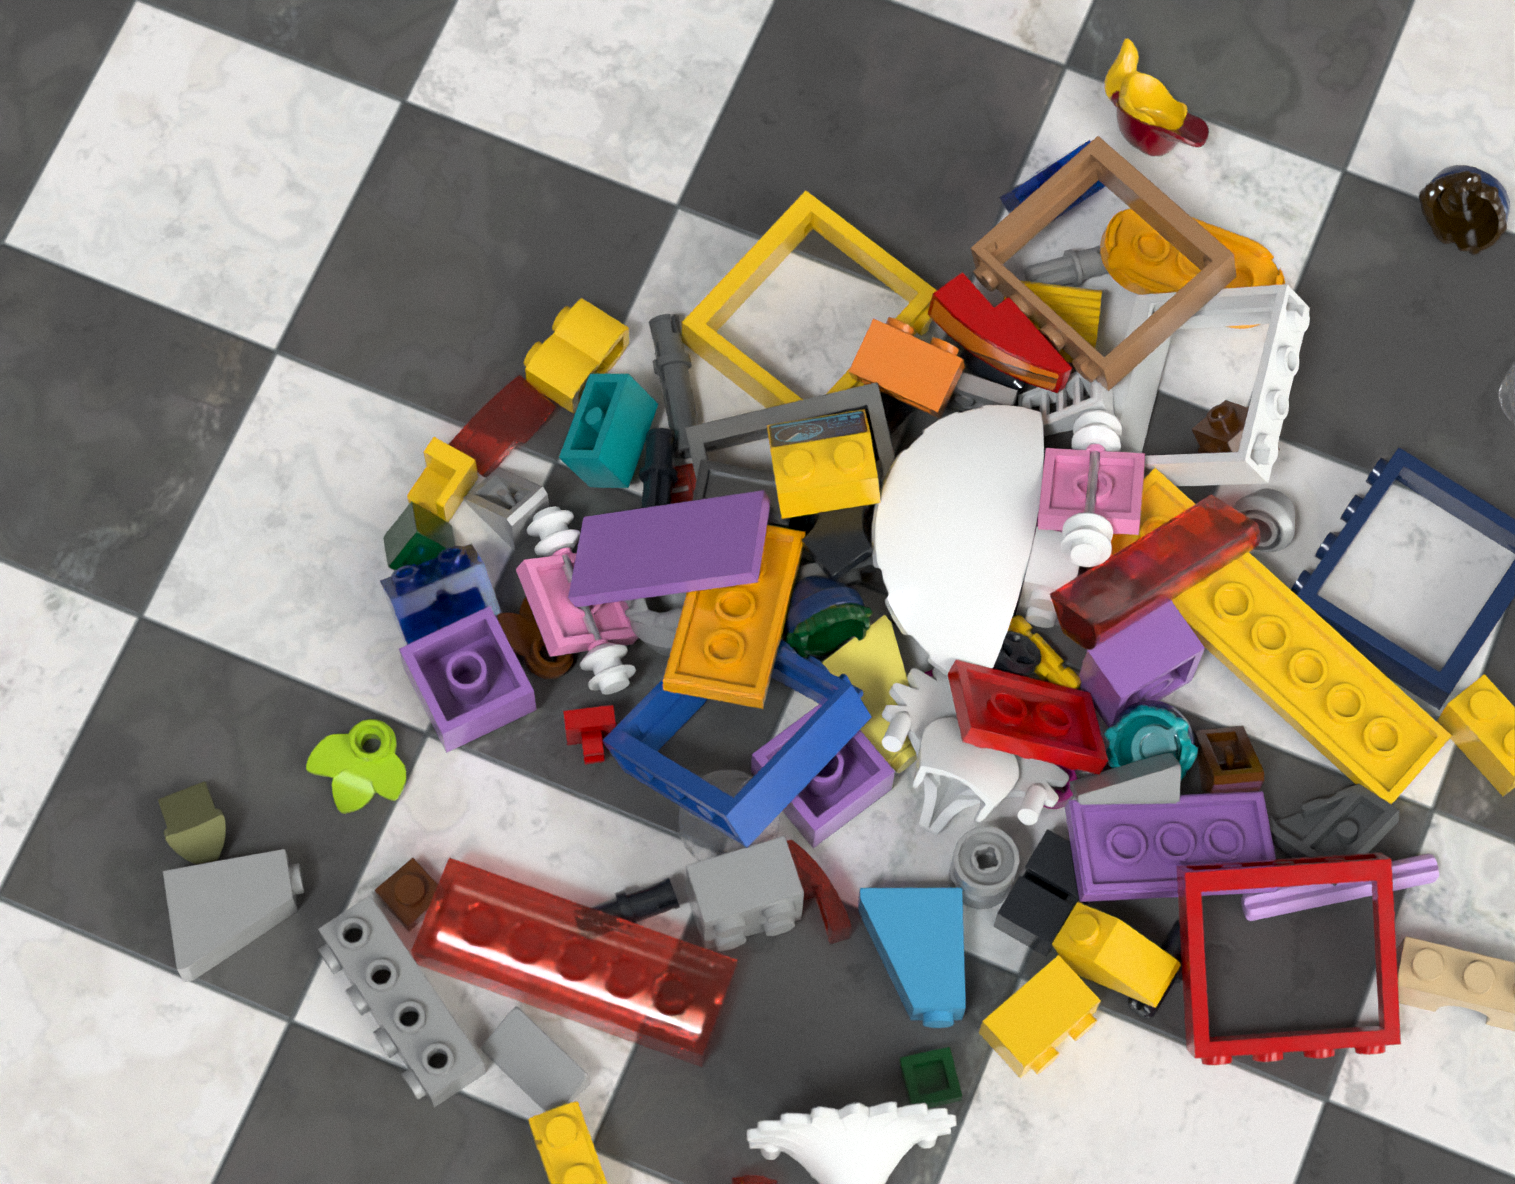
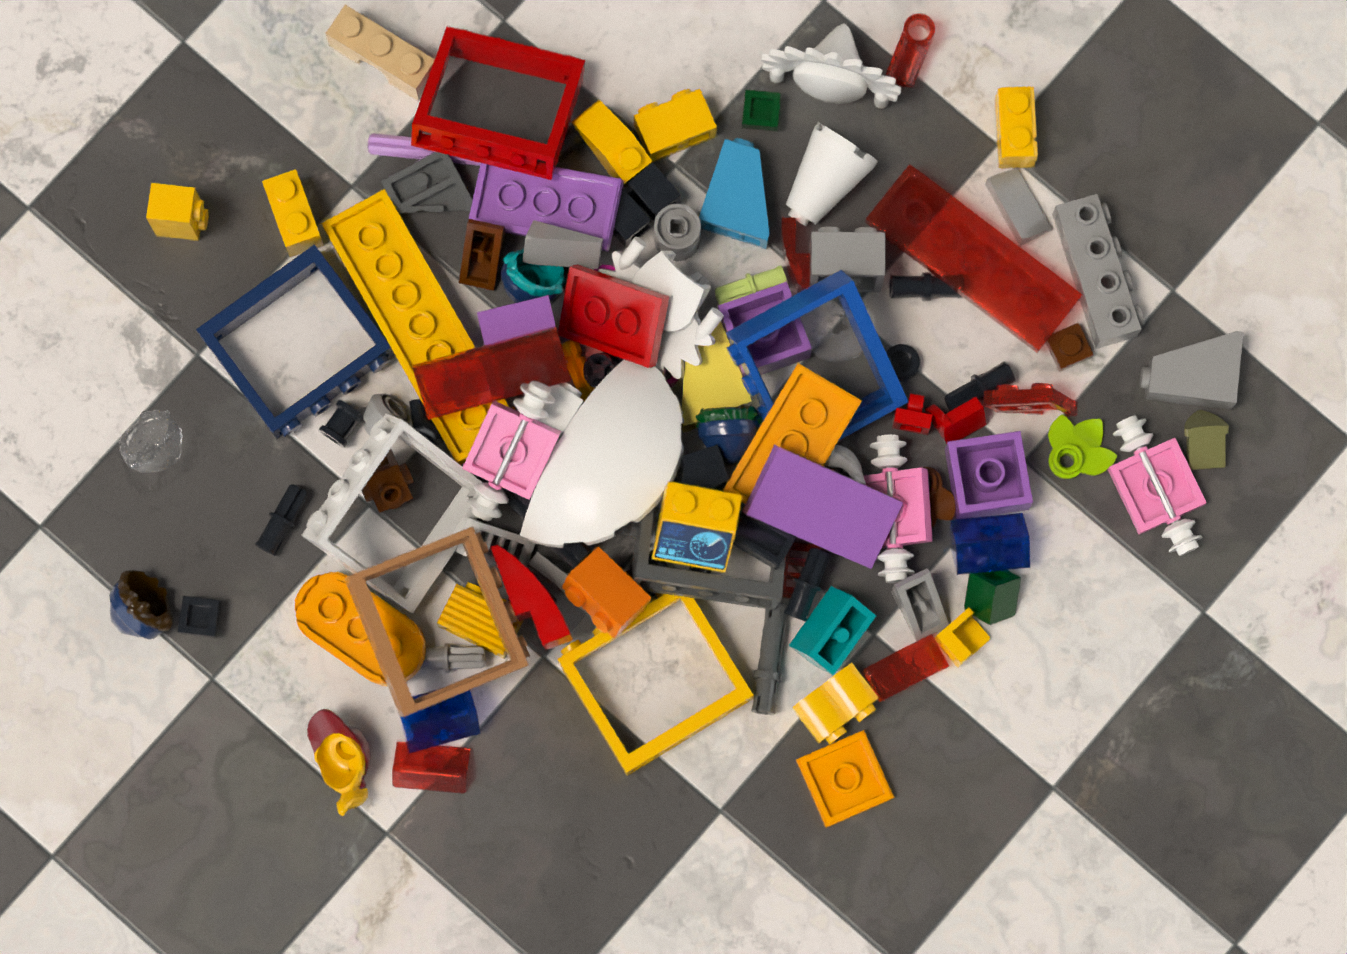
camera: 160 degrees left, 10 degrees up
(242, 745) = (1157, 485): none -> bright pink plate
(440, 793) = (1029, 401): none -> clear red wing
(514, 798) = (987, 381): none -> black axle
(535, 733) = (959, 421): none -> red tile
(536, 280) = (844, 779): none -> light orange tile
(628, 804) = (904, 361): none -> black tile
(809, 1015) = (826, 174): none -> white cone
(859, 836) = (750, 285): none -> yellowish green axle
(1030, 149) = (431, 768): none -> clear red slope
(1317, 497) = (341, 423): none -> black bush
(1341, 364) = (282, 519): none -> black axle
(1390, 224) = (199, 617): none -> black plate

